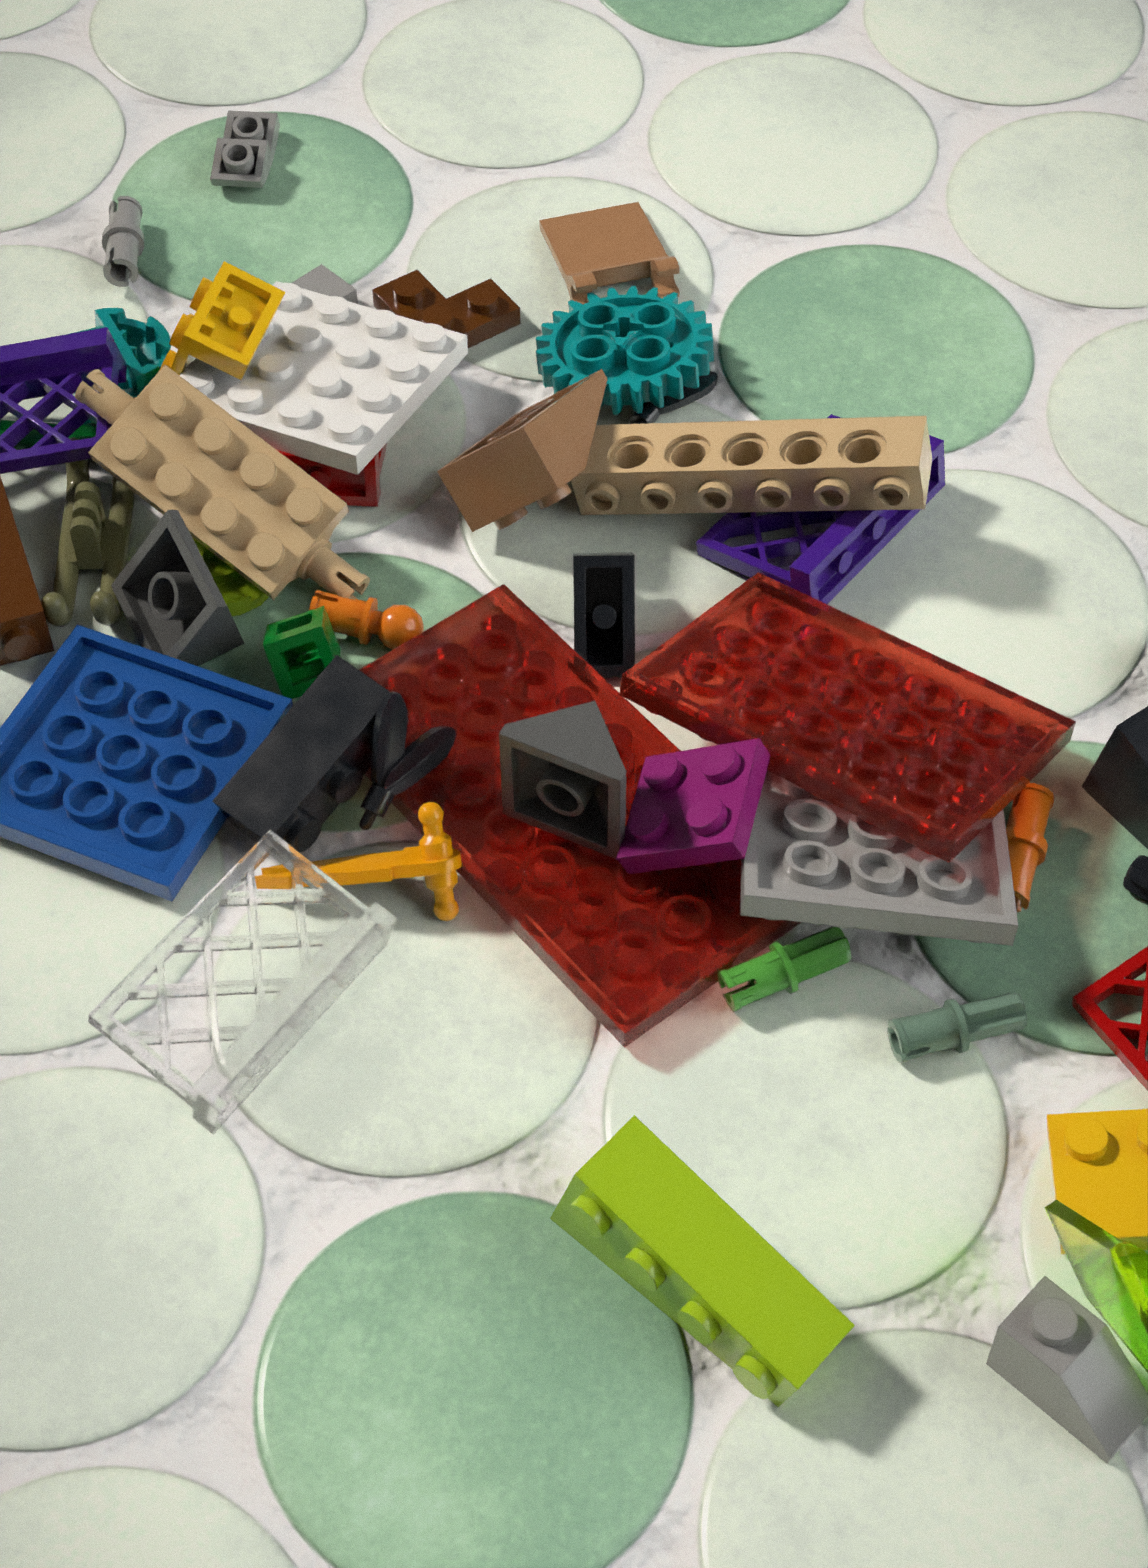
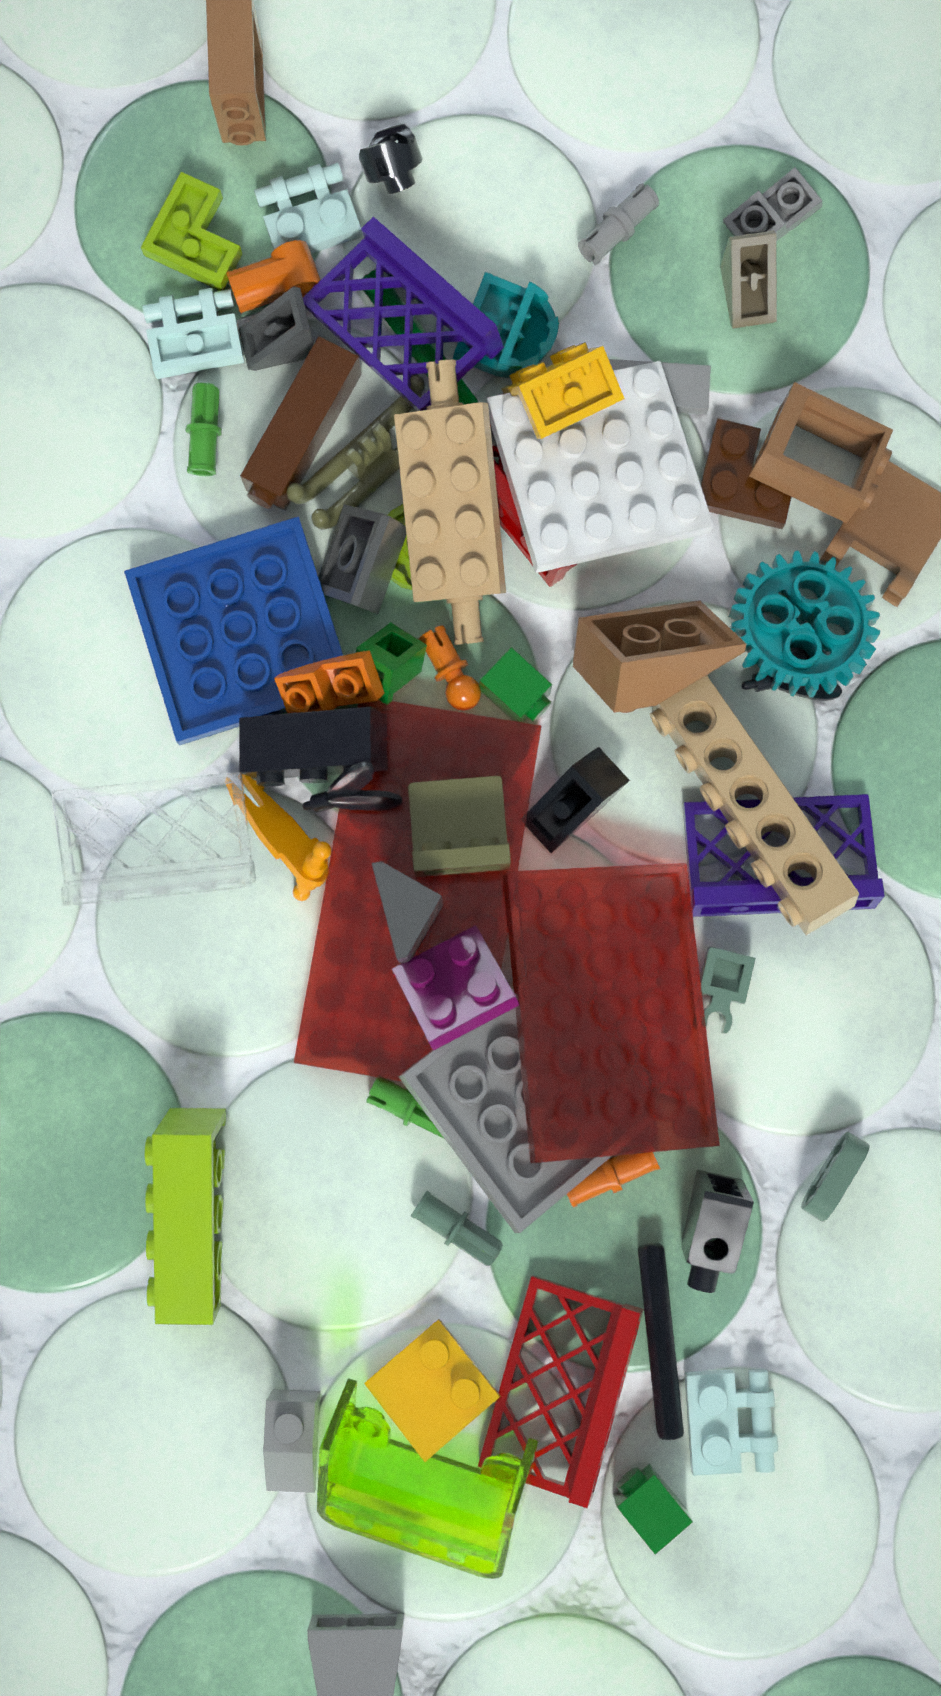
camera: 50 degrees right, 30 degrees up
(267, 695) = (330, 683): none -> orange slope
(280, 189) = (750, 279): none -> dark tan slope
(444, 576) = (517, 688): none -> green brick
(489, 235) = (836, 425): none -> medium nougat window
(530, 682) = (458, 826): none -> olive bracket
(913, 619) = (725, 980): none -> sand green plate

